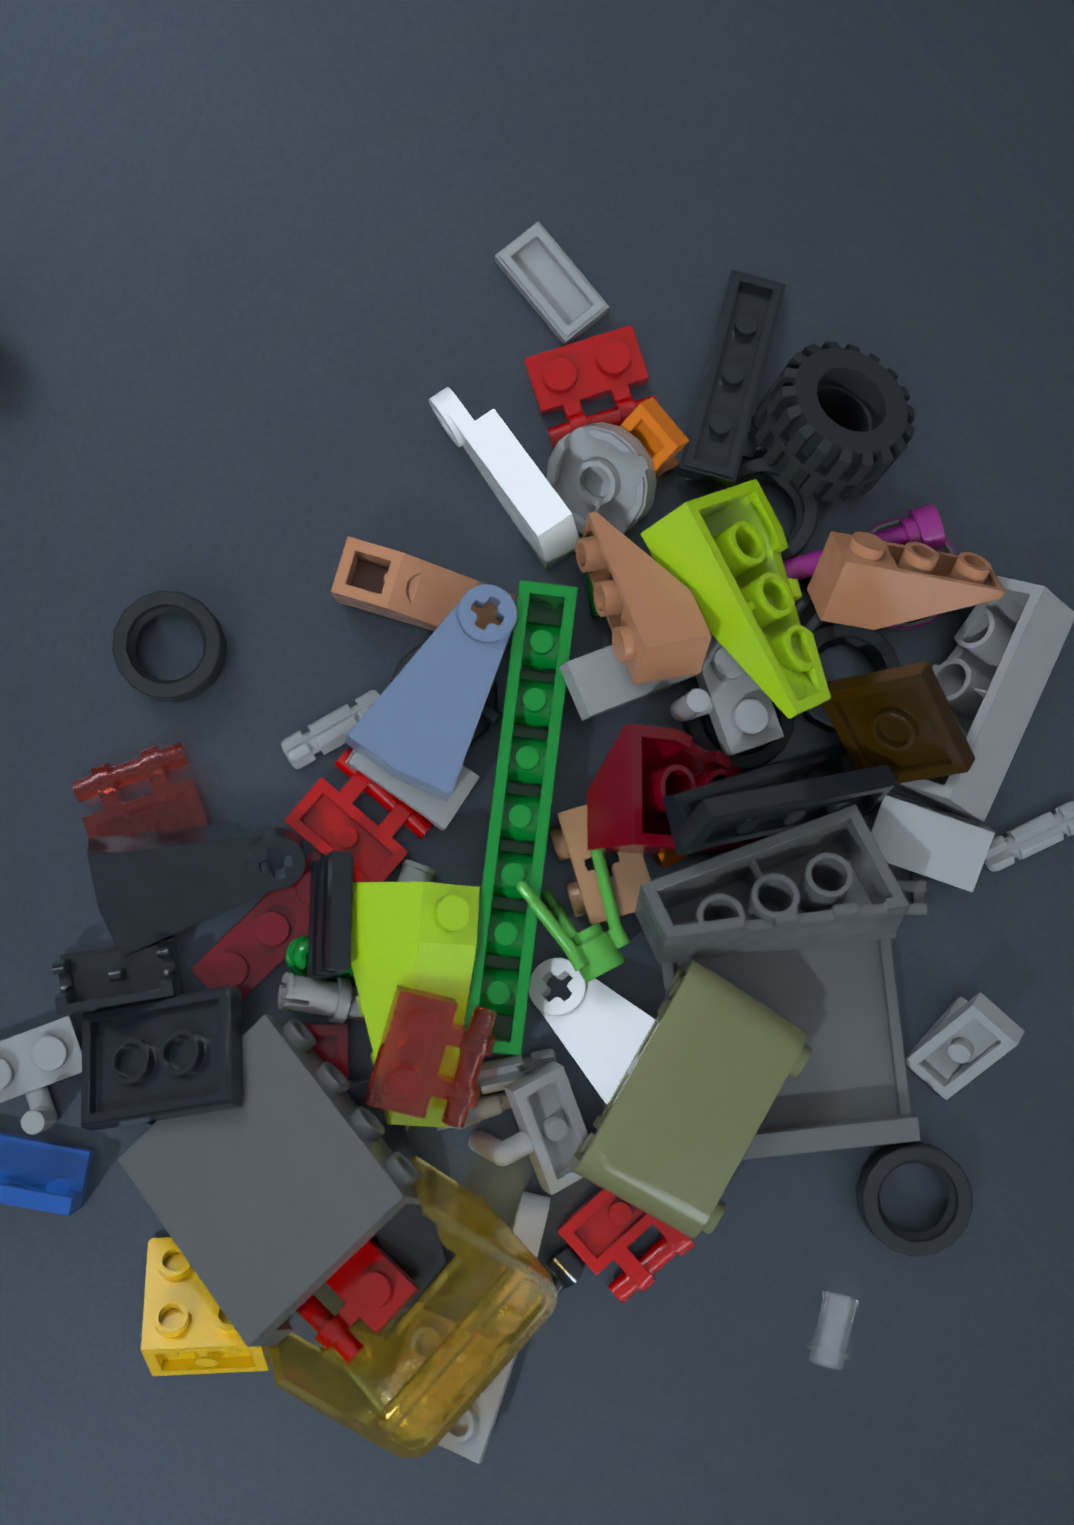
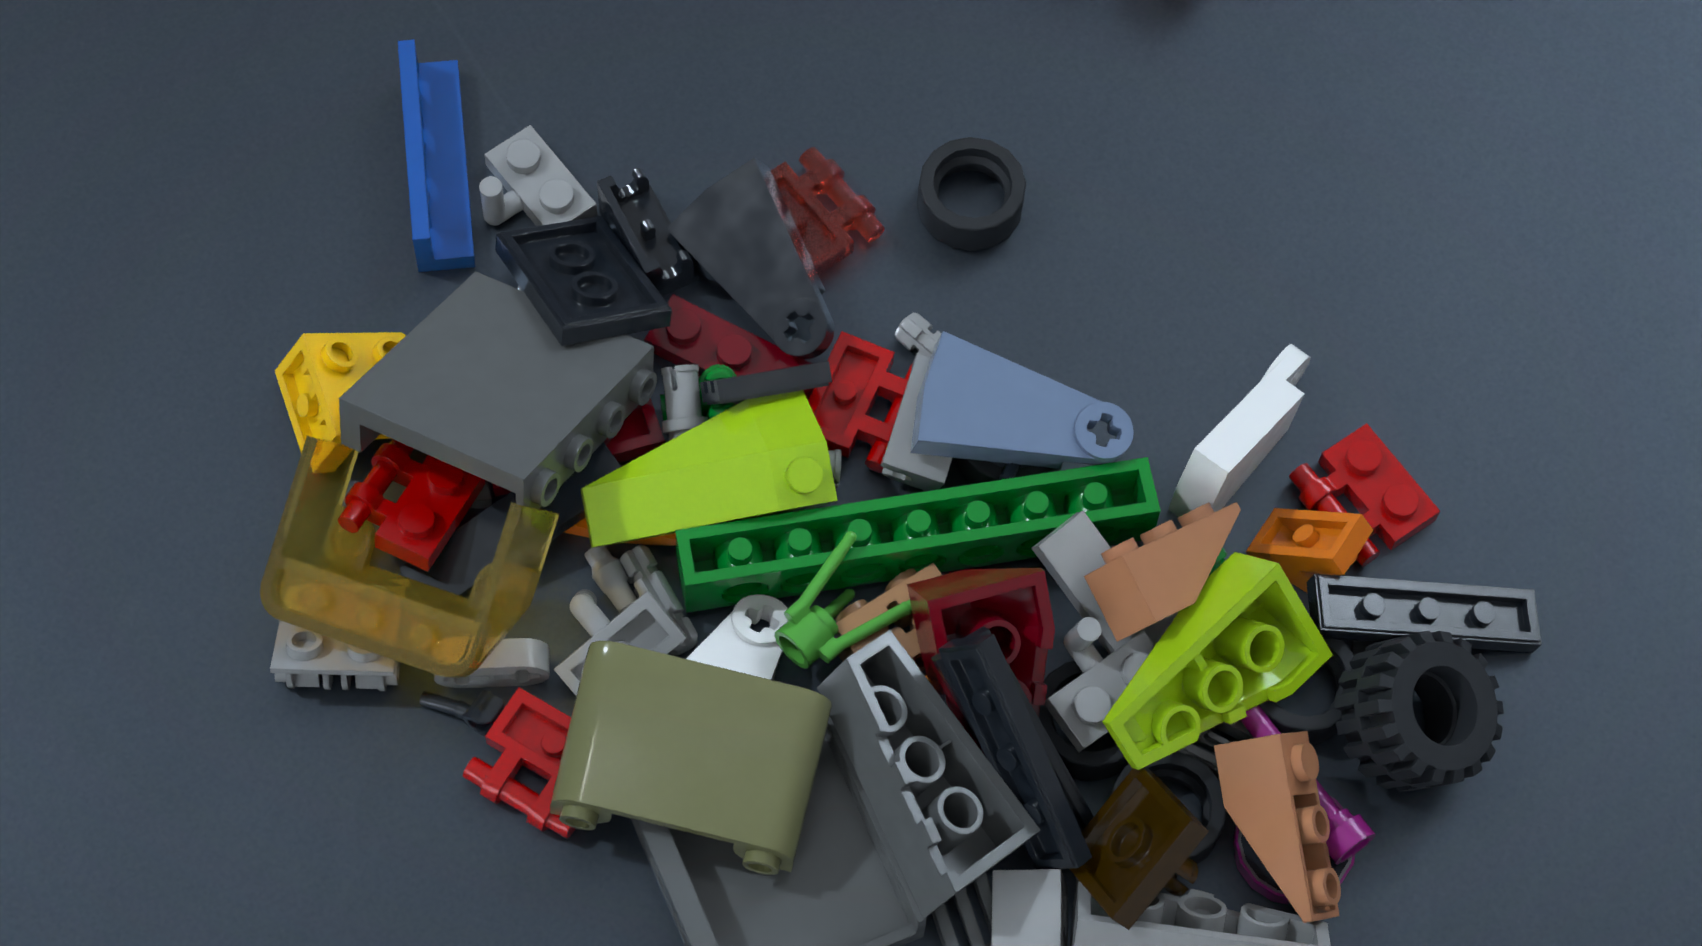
camera: 75 degrees right, 20 degrees down
(402, 586) = (1103, 356): nougat slope -> none
(412, 1054) = (659, 478): clear red plate -> none
(551, 283) = (1450, 432): light grey tile -> none
(605, 473) = (1280, 515): light grey tile -> none

